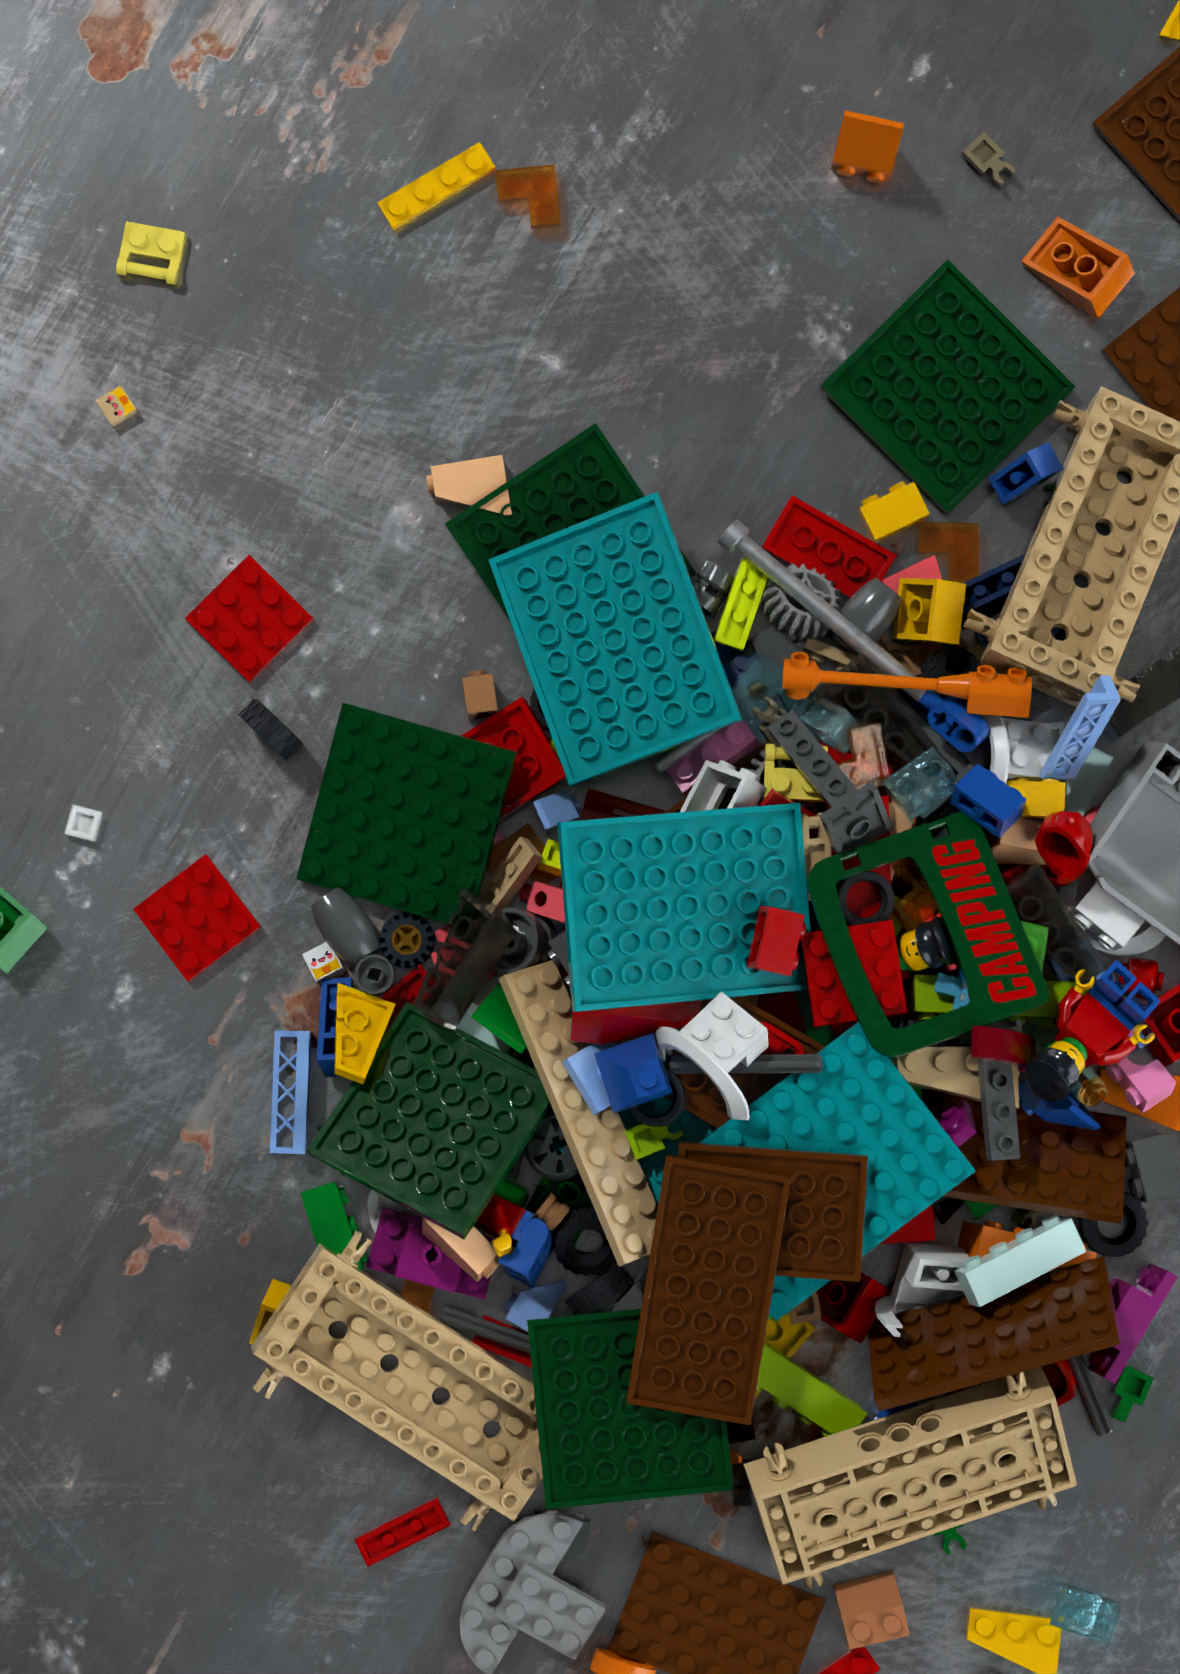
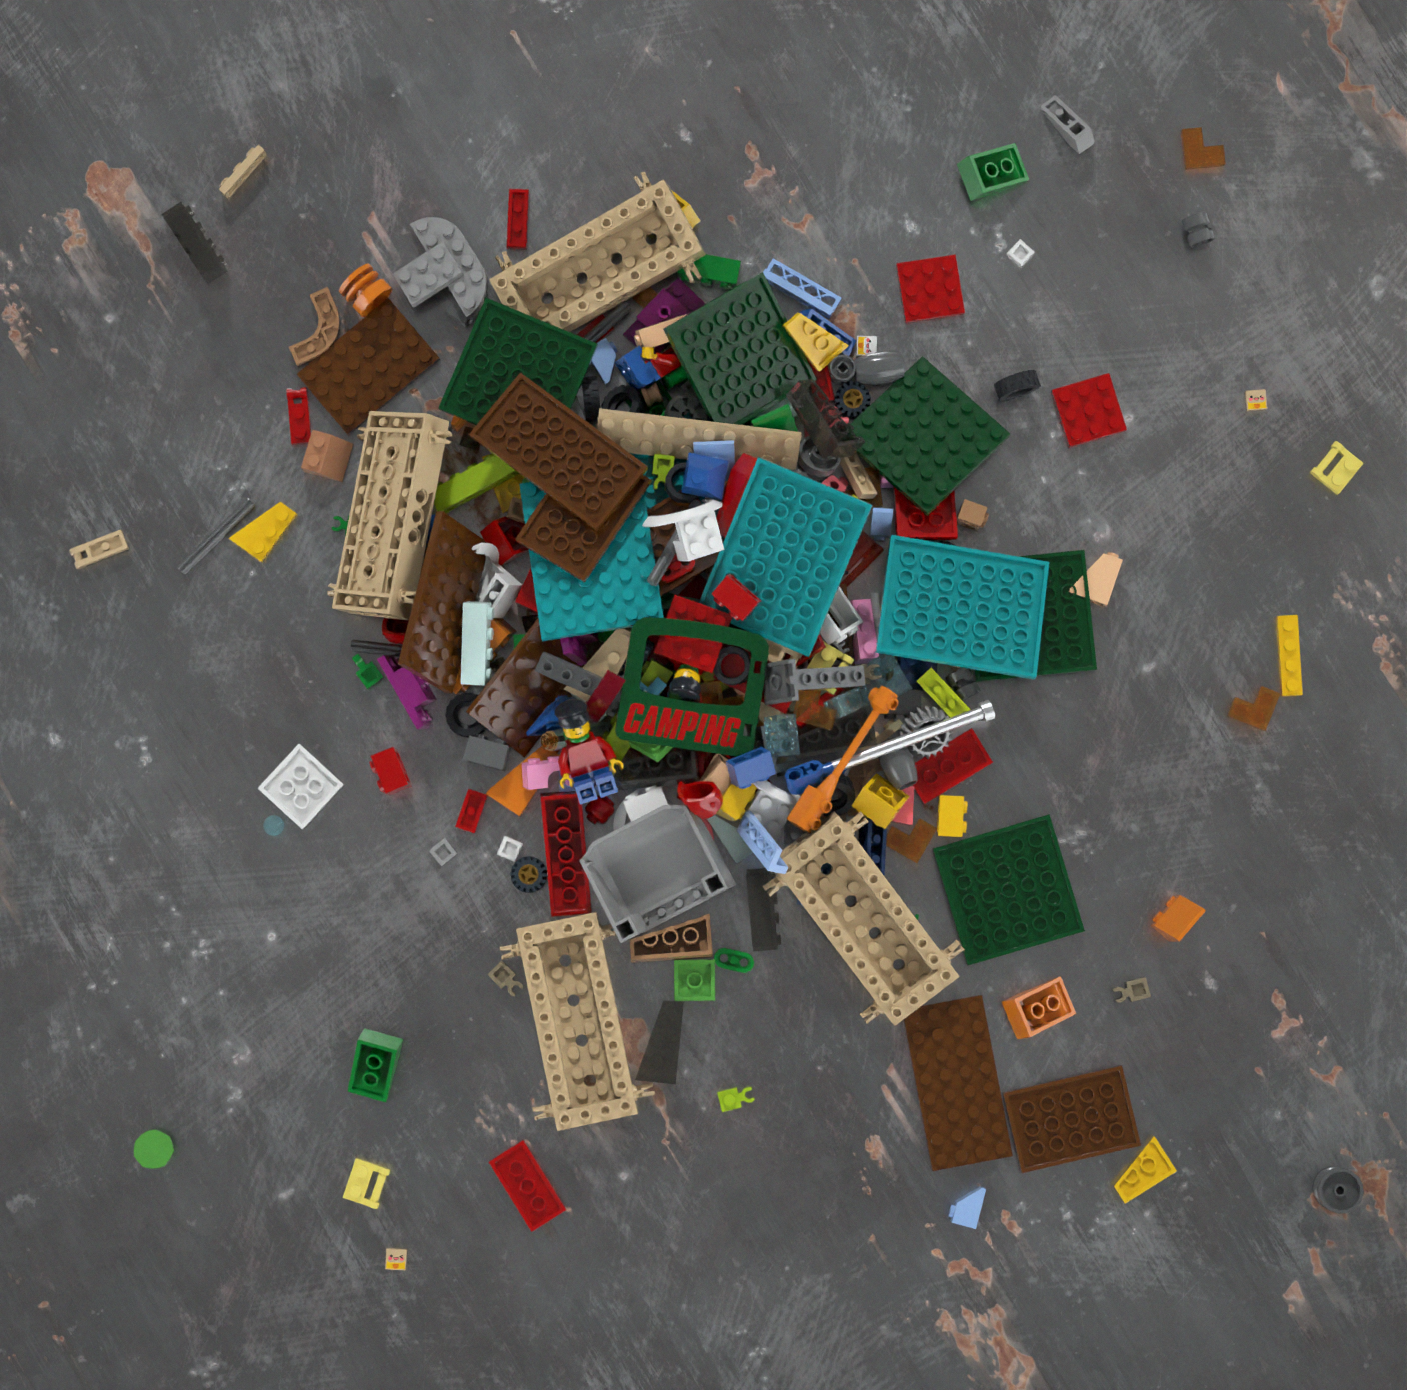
camera: 120 degrees right, 0 degrees up
(1026, 473) = (931, 905): blue brick -> none
(1085, 1613) = (257, 574): clear light blue brick -> none

